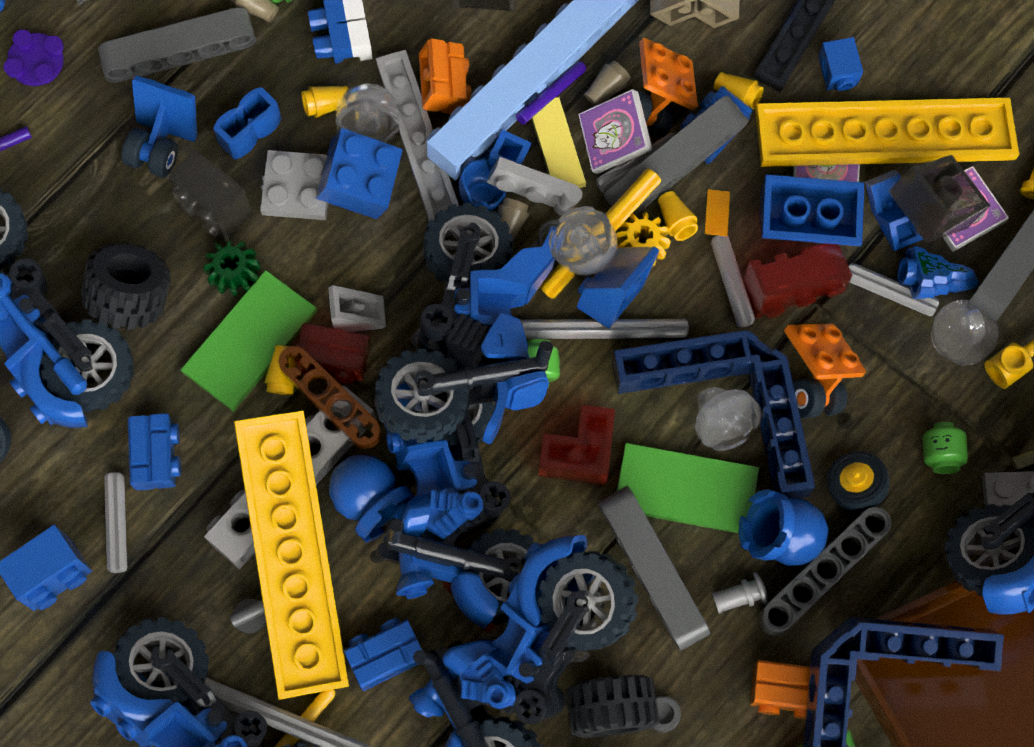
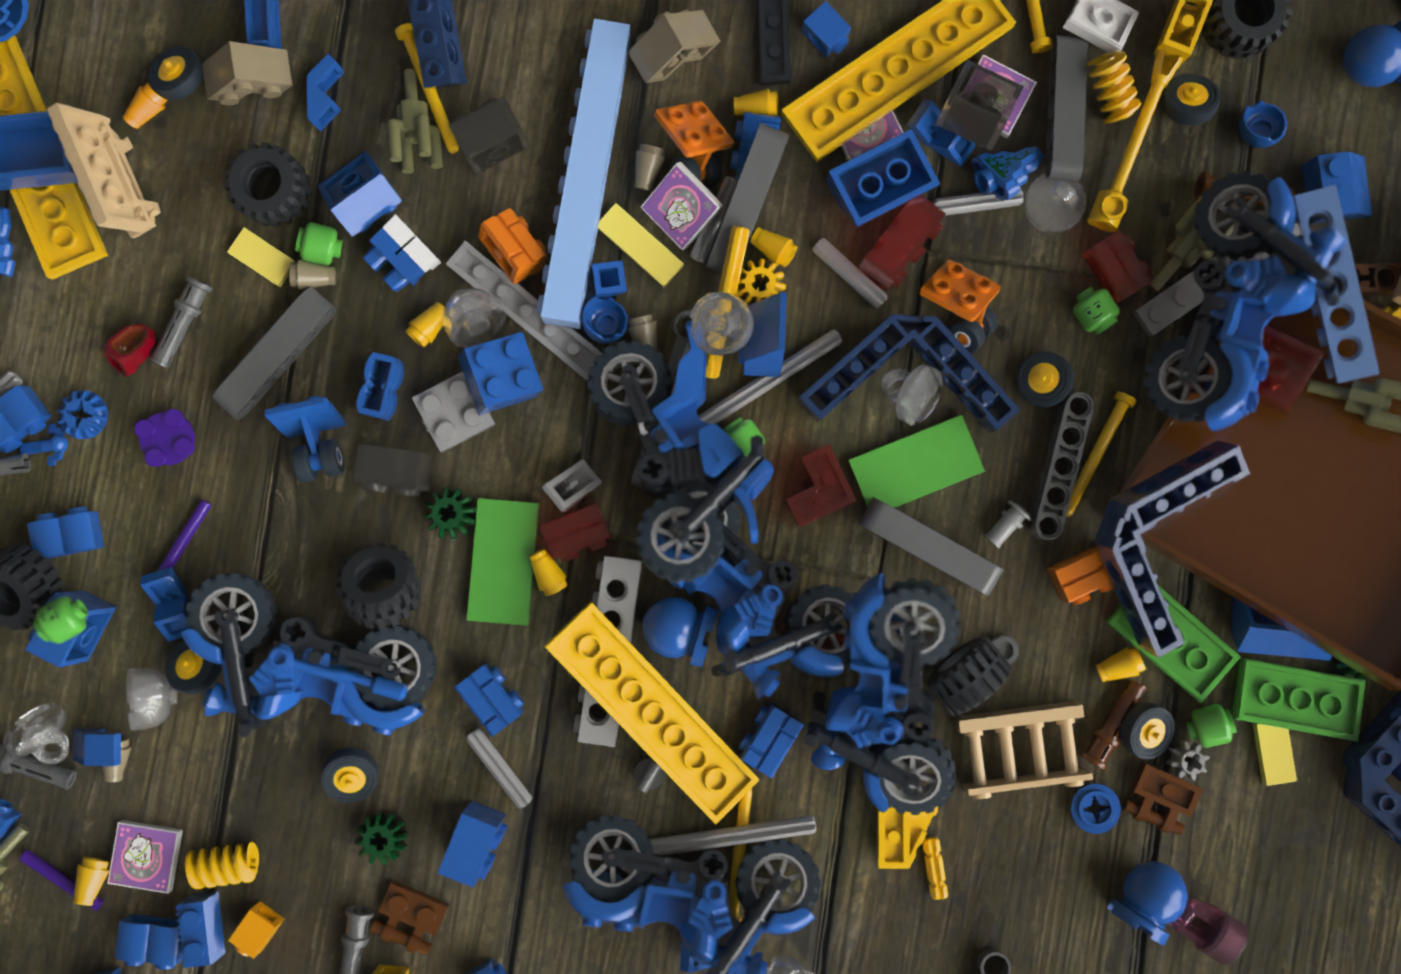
camera: 30 degrees left, 15 degrees up
(329, 397) = (602, 570): reddish brown beam -> none
(534, 185) = (647, 294): light grey plate -> none
(551, 92) = (607, 203): dark purple bar -> none
(717, 212) = (803, 223): light orange sticker -> none
(783, 529) = (1013, 458): blue tile -> none
(923, 550) = (1123, 402): none -> yellow bar
(989, 422) = (1118, 266): none -> clear red brick

